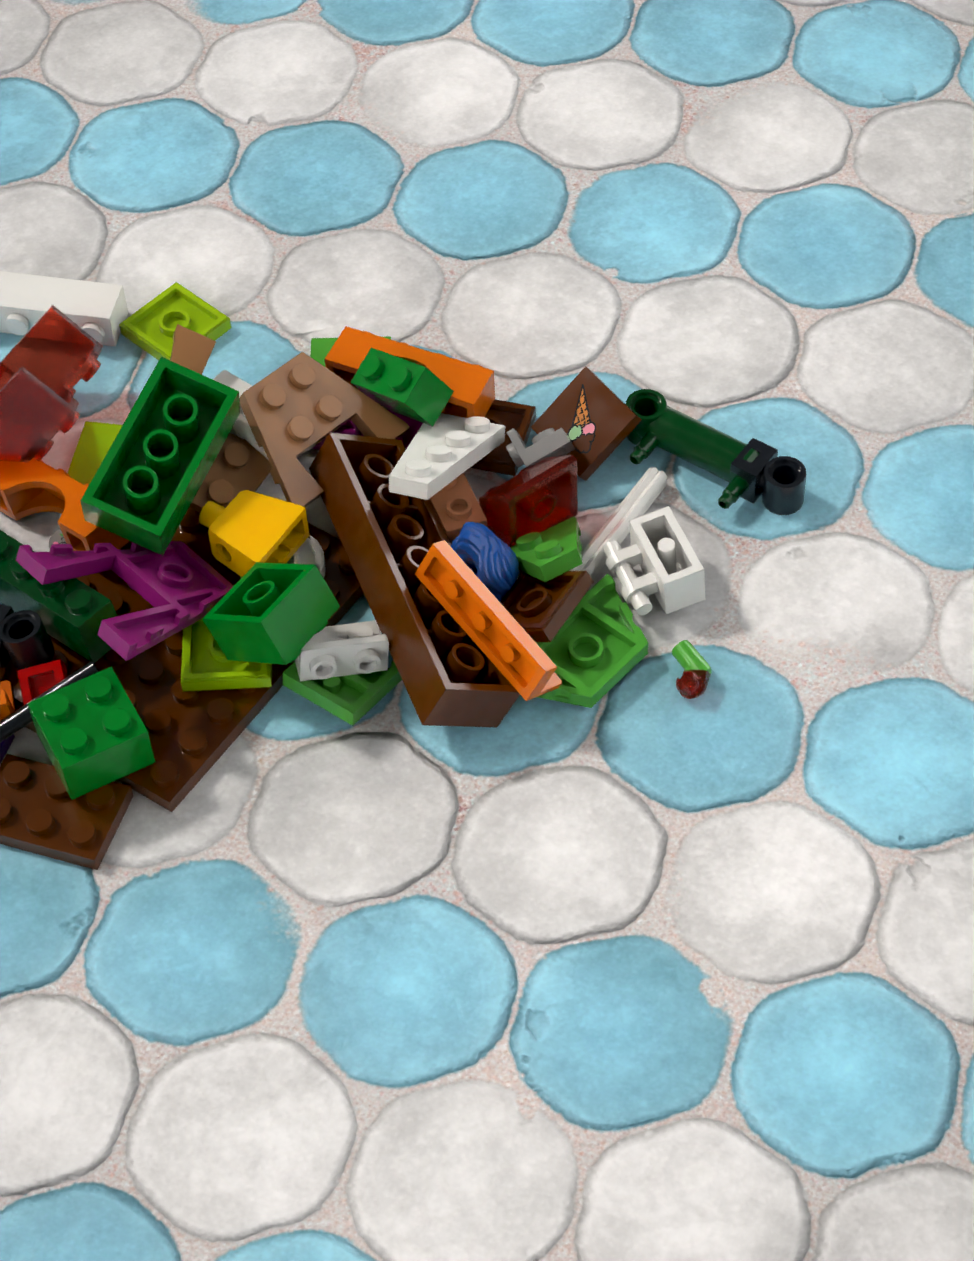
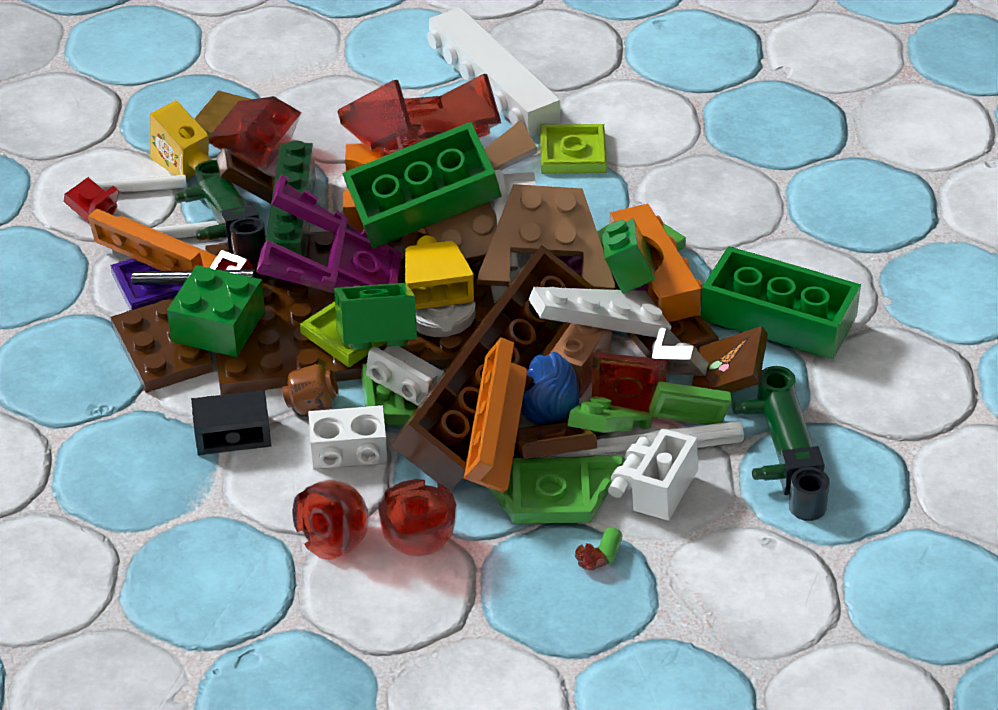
camera: 45 degrees right, 10 degrees down
(233, 826) = (231, 422): none -> black brick
(265, 736) = (310, 389): none -> dark orange head
(351, 747) = (347, 437): none -> white brick
(456, 835) = (331, 518): none -> clear red cylinder
(533, 767) = (417, 517): none -> clear red cylinder
(555, 334) = (789, 301): none -> green brick
(602, 483) = (689, 403): none -> bright green tile

